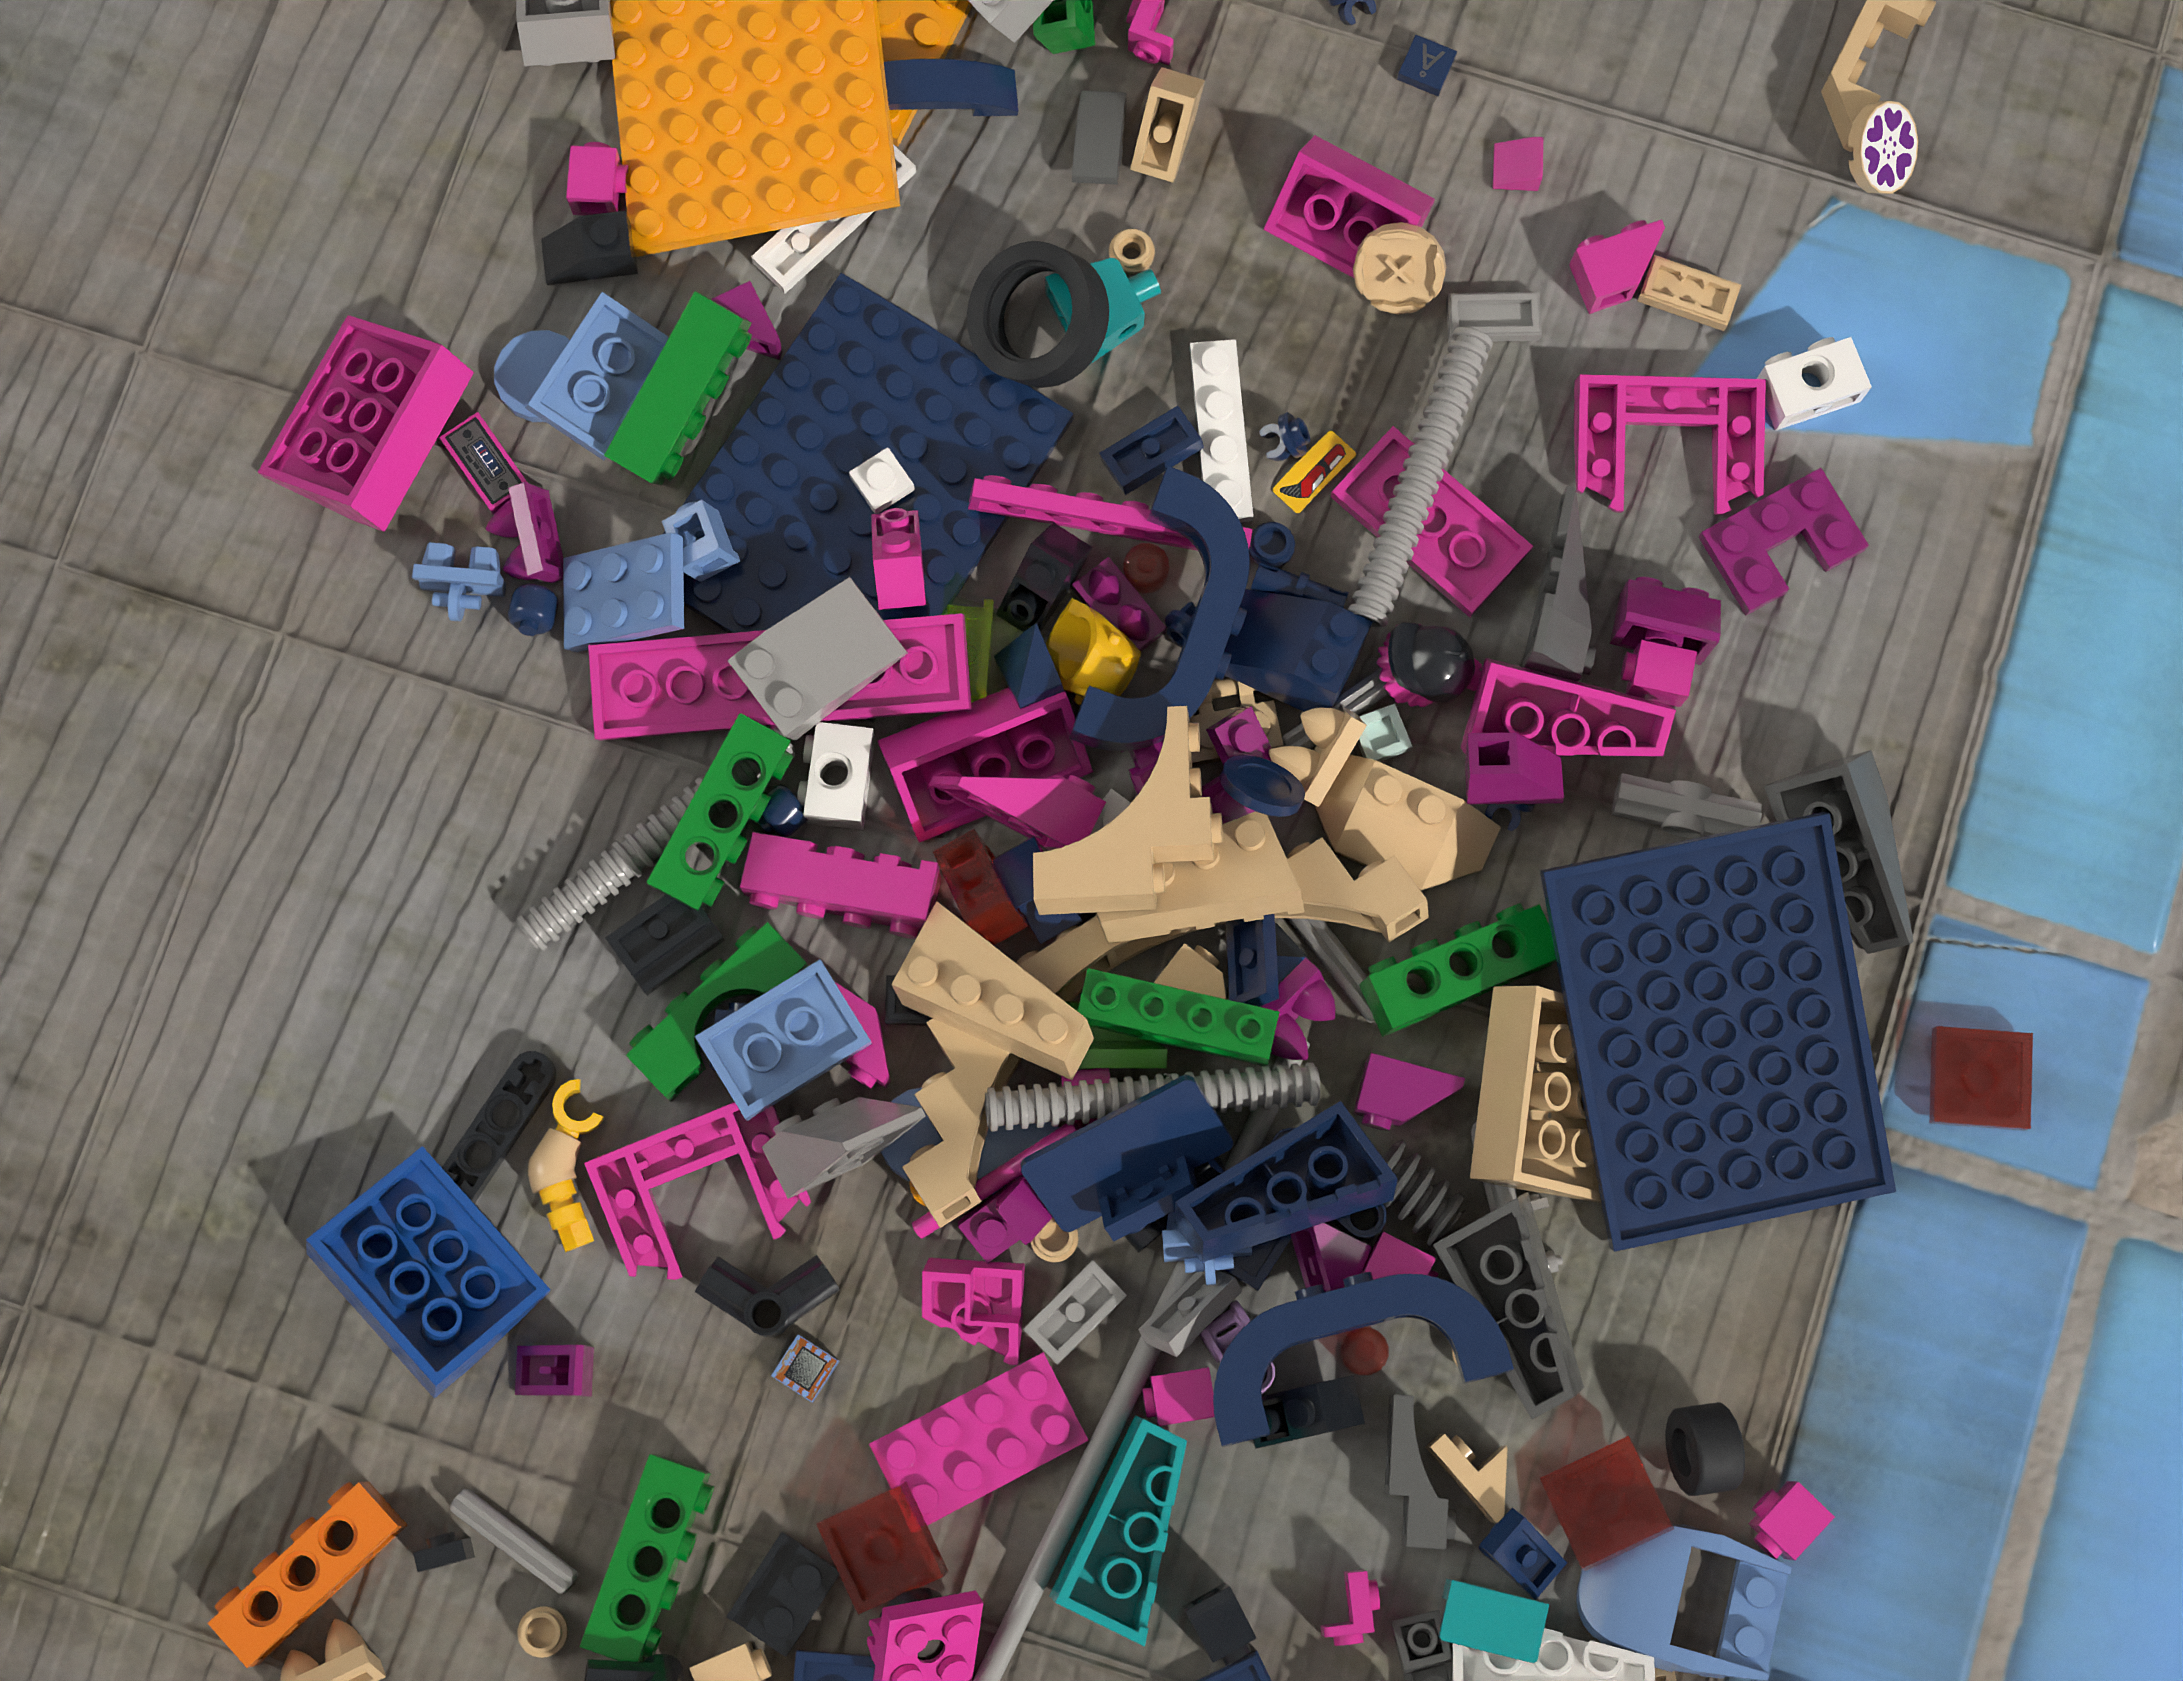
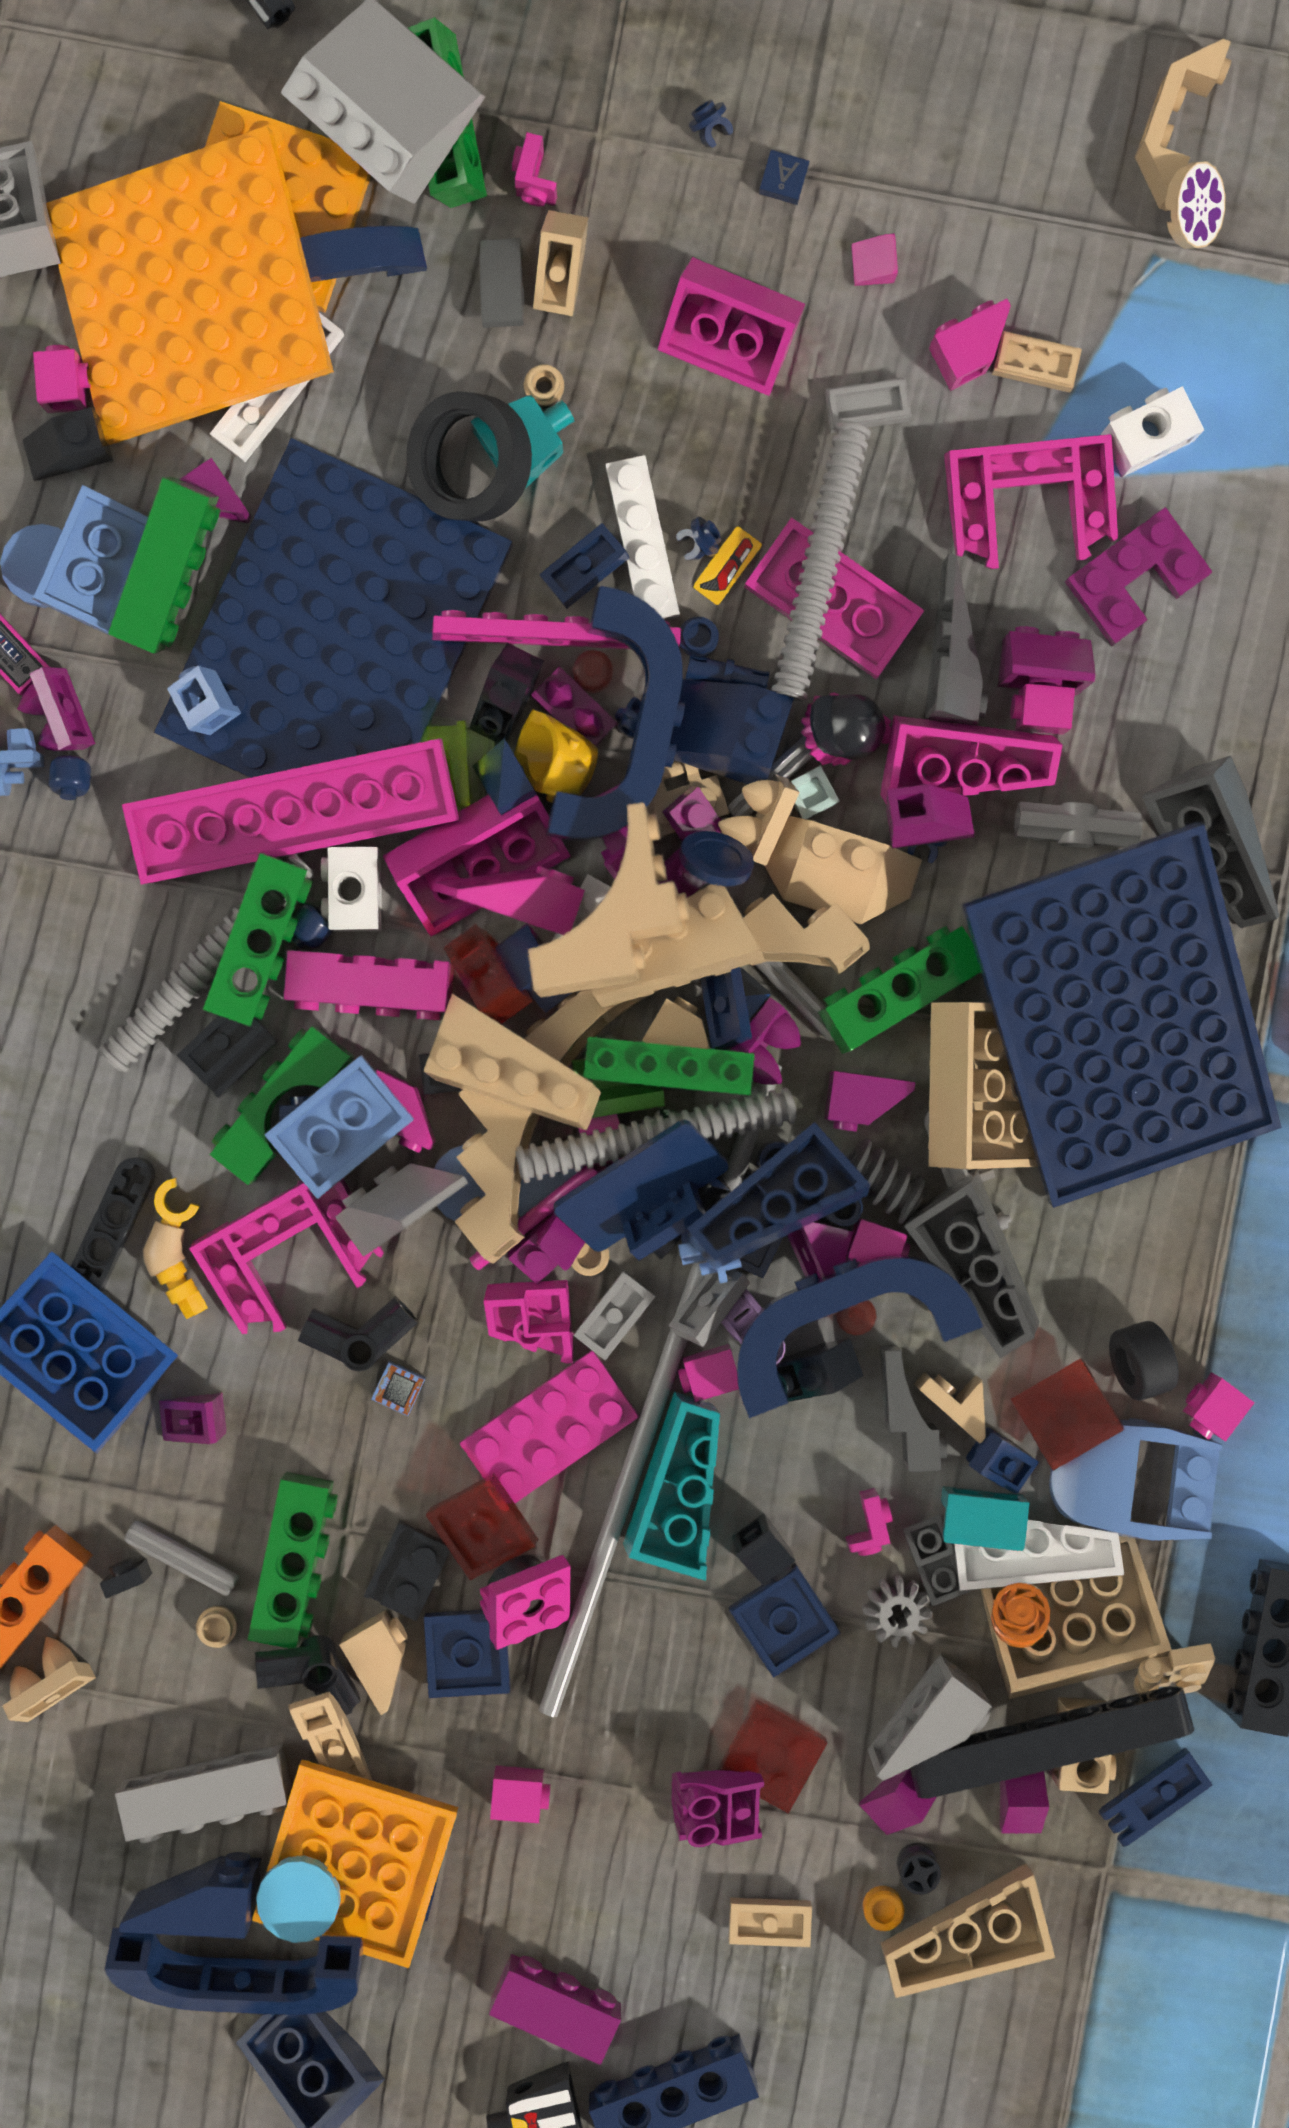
camera: 10 degrees left, 10 degrees up
(623, 592) = (144, 754): medium blue plate -> none
(817, 658) = (319, 794): light grey slope -> none
(881, 481) = (353, 625): white plate -> none
(898, 559) = (377, 694): dark pink slope -> none
(1399, 268) = (781, 372): tan tile -> none

